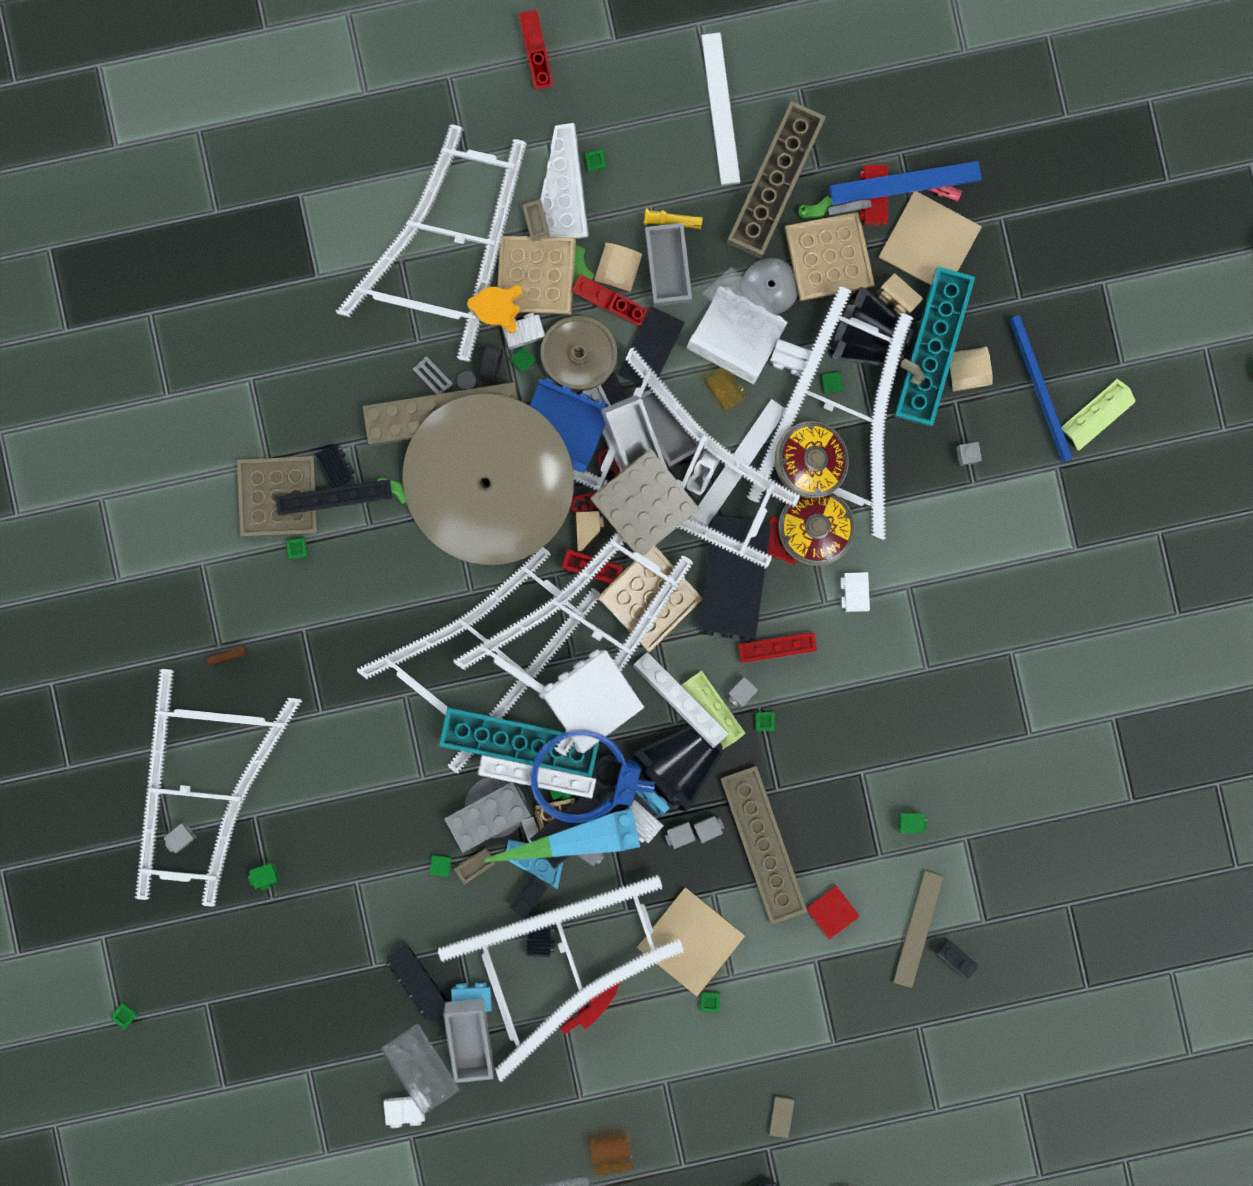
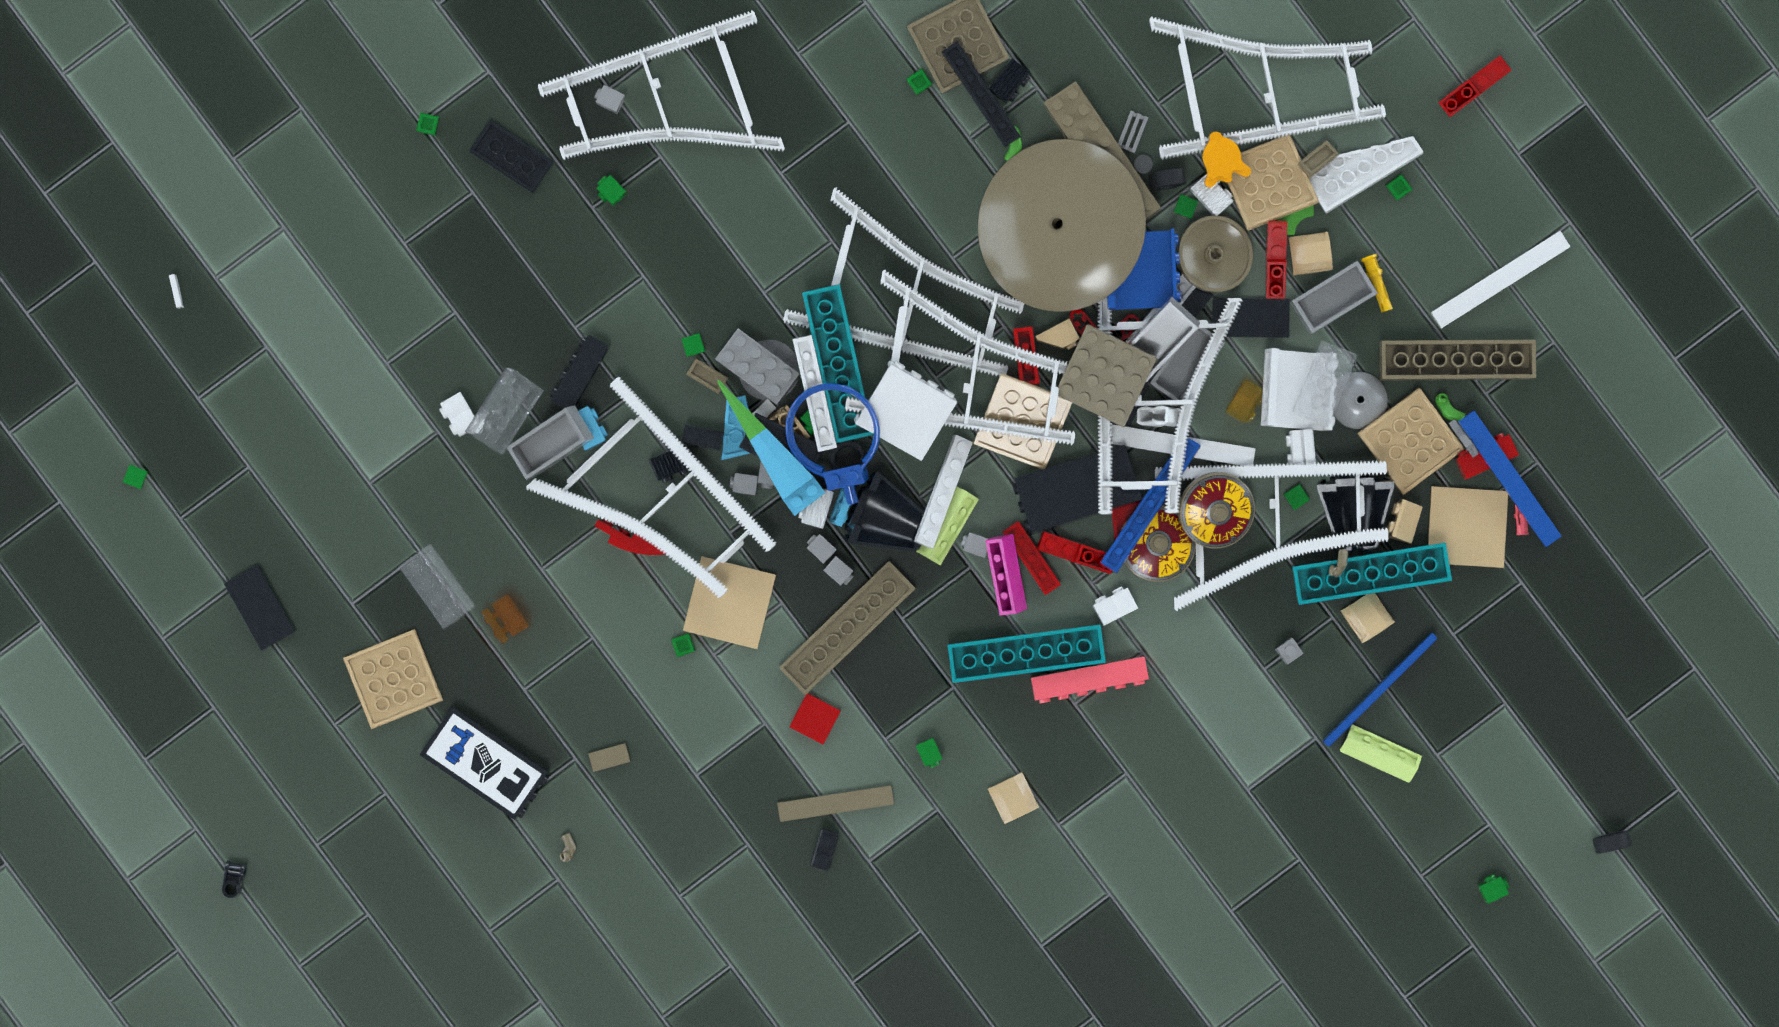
camera: 70 degrees right, 0 degrees up
(190, 952) = (511, 156): none -> black tile
(227, 655) = (793, 65): reddish brown tile -> none
(589, 878) = (744, 484): none -> light grey brick
(765, 721) = (959, 578): green tile -> none
(782, 678) = (1006, 574): none -> dark pink brick
(785, 527) = (1144, 514): none -> blue tile
(791, 604) = (1072, 552): none -> red slope
(862, 693) = (1026, 653): none -> teal brick
(911, 645) = (1089, 678): none -> coral brick
(988, 765) = (1013, 798): none -> tan slope

